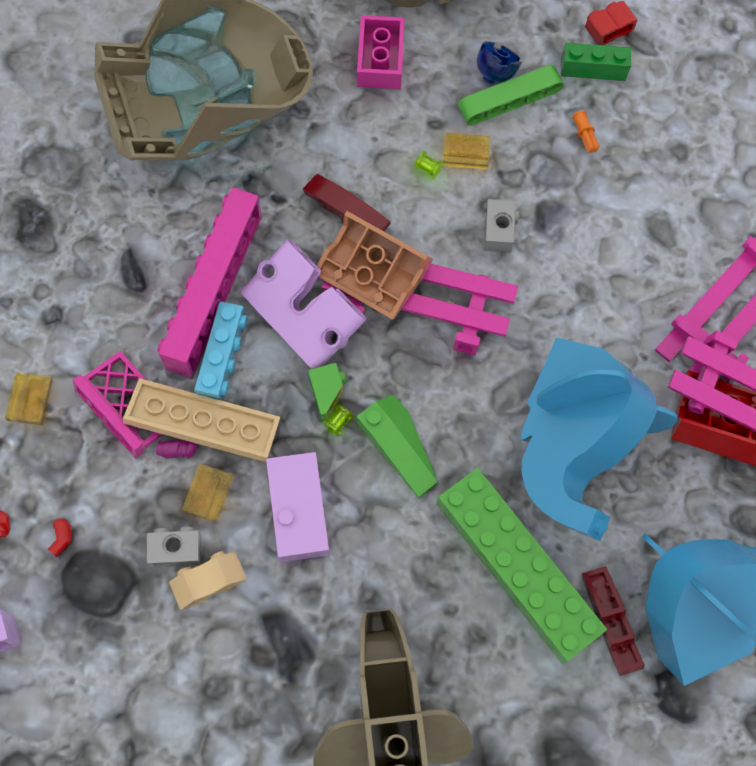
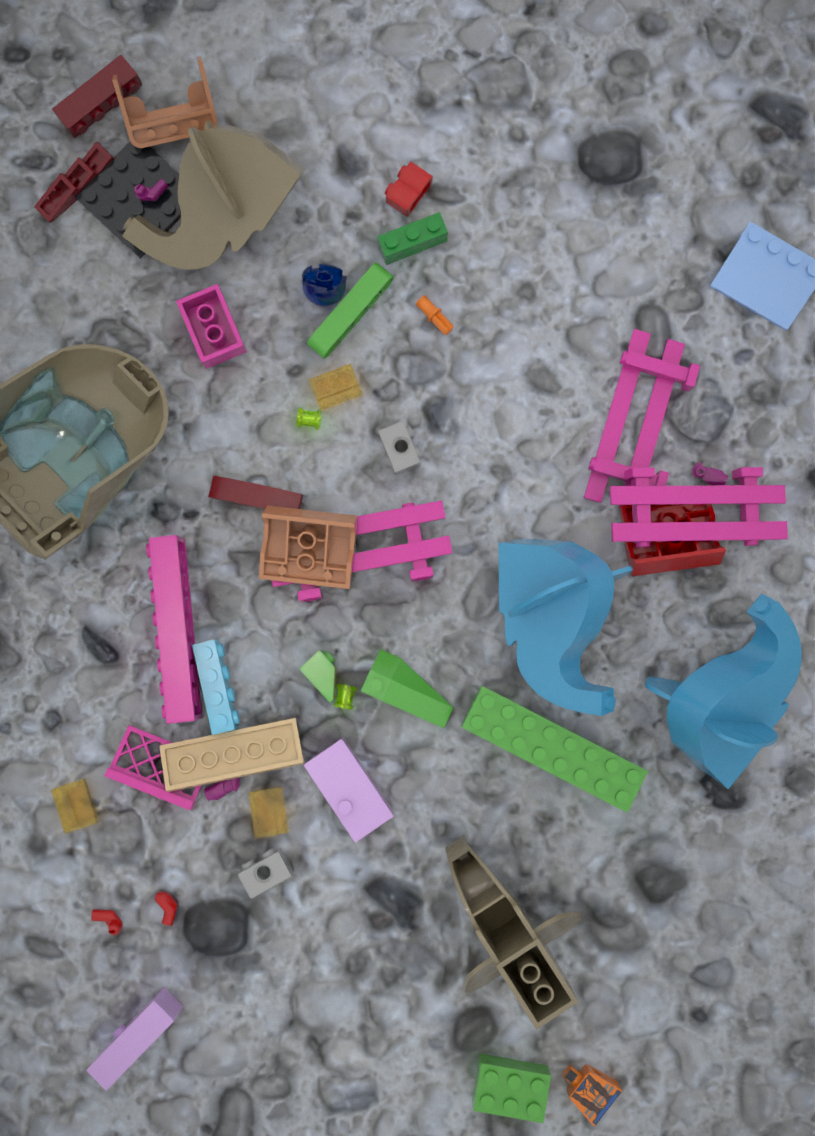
camera: 20 degrees left, 15 degrees up
(213, 577) = (307, 885): tan brick -> none
(279, 304) = (243, 619): lavender connector -> none
(611, 612) = (647, 755): dark red slope -> none

